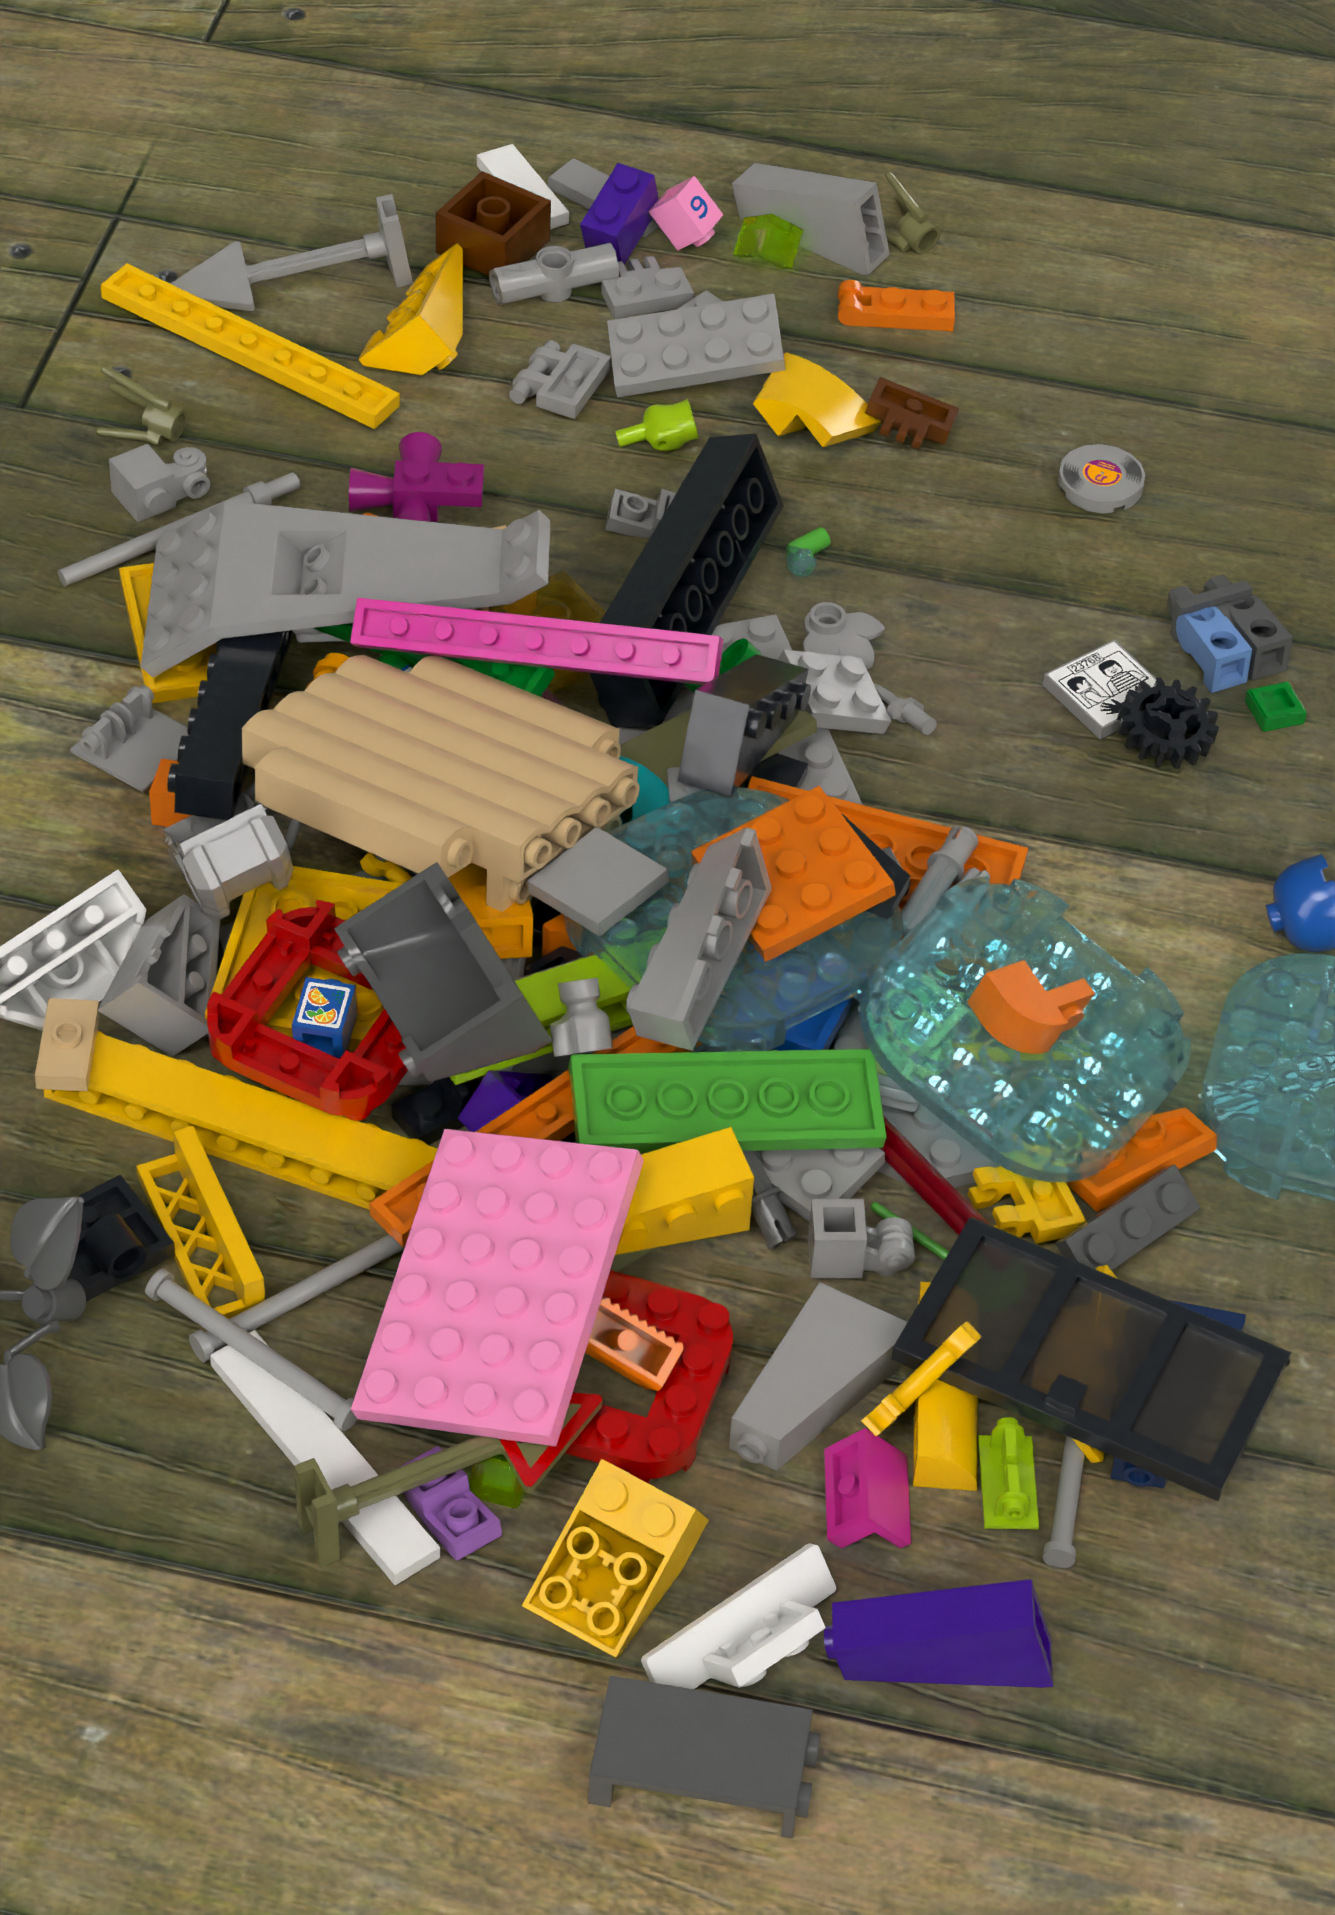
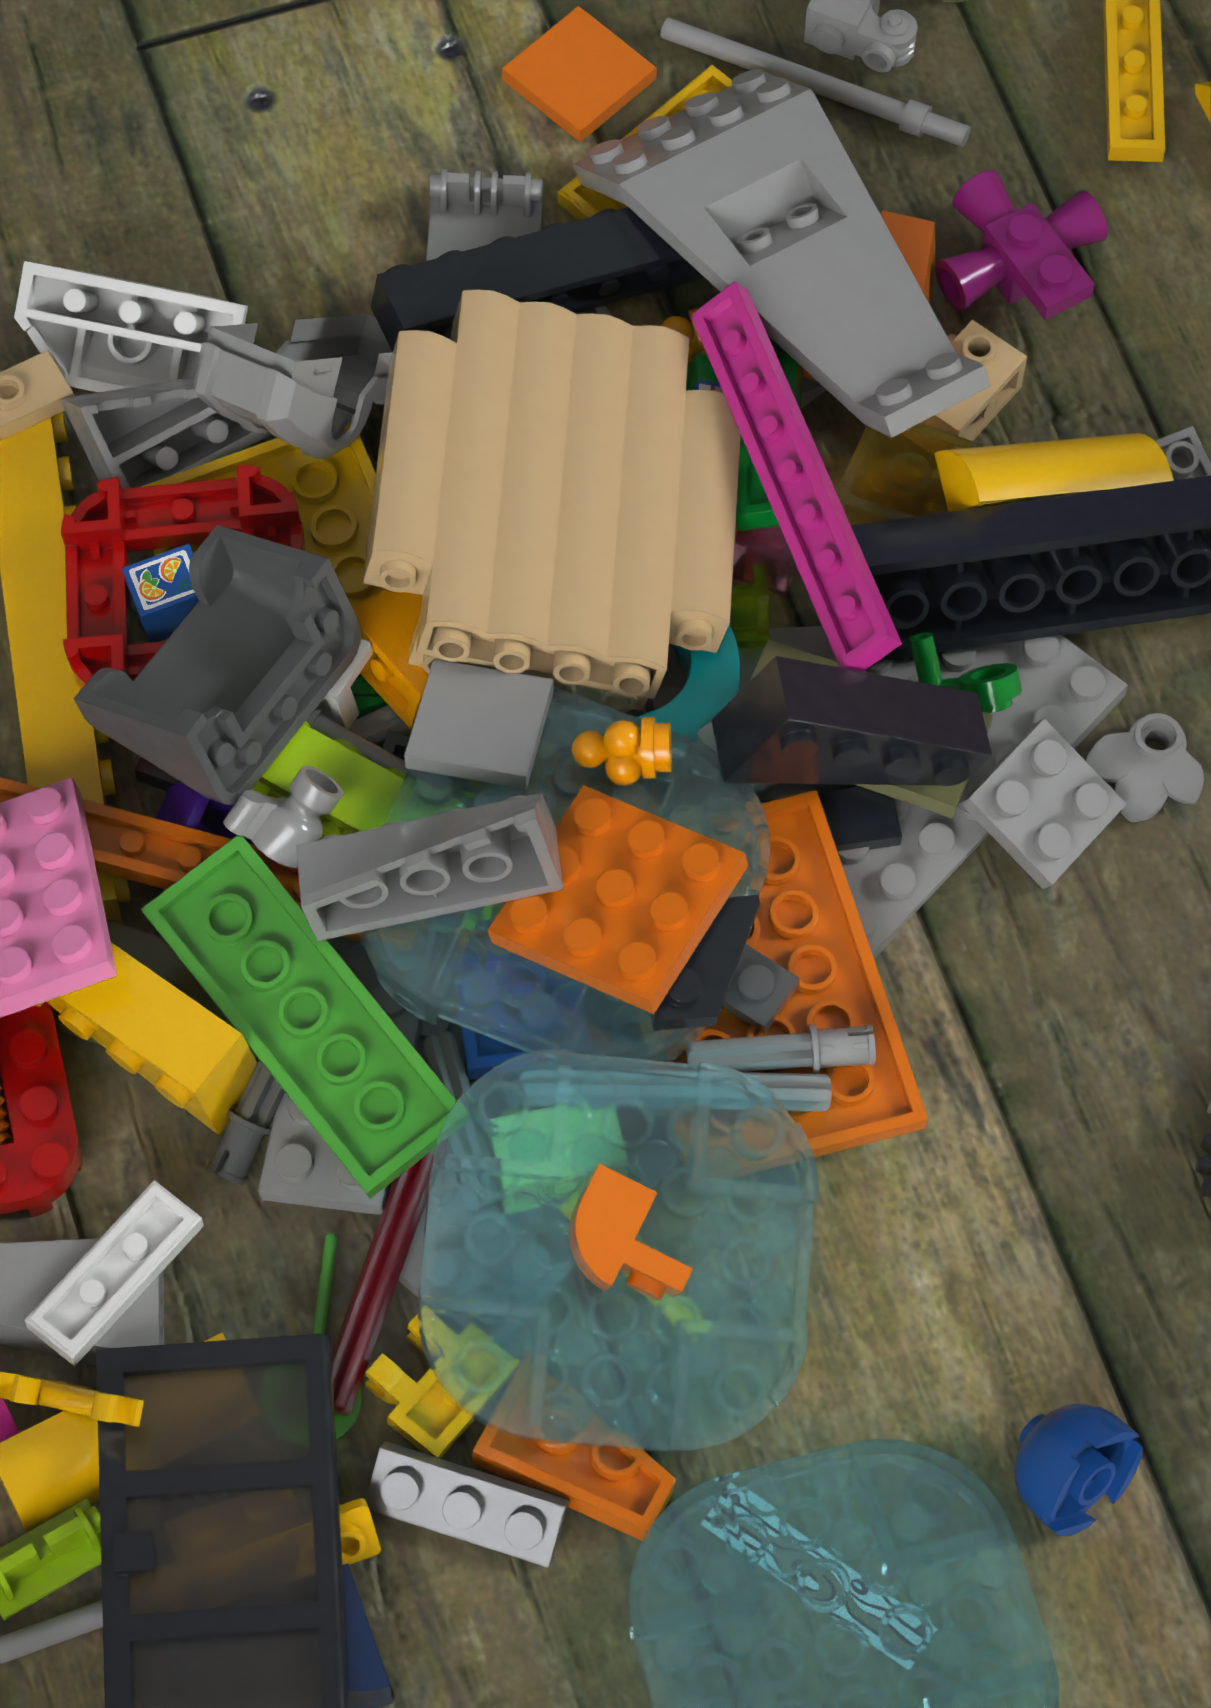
camera: 60 degrees right, 15 degrees up
(57, 637) = (579, 74): none -> orange tile
(607, 553) = (1048, 469): none -> yellow brick
(684, 814) = (627, 749): none -> light orange piece
(835, 1315) = (114, 1273): none -> white tile
(845, 1247) = (247, 1239): light grey brick -> none
(907, 710) = (1085, 886): light grey piece -> none

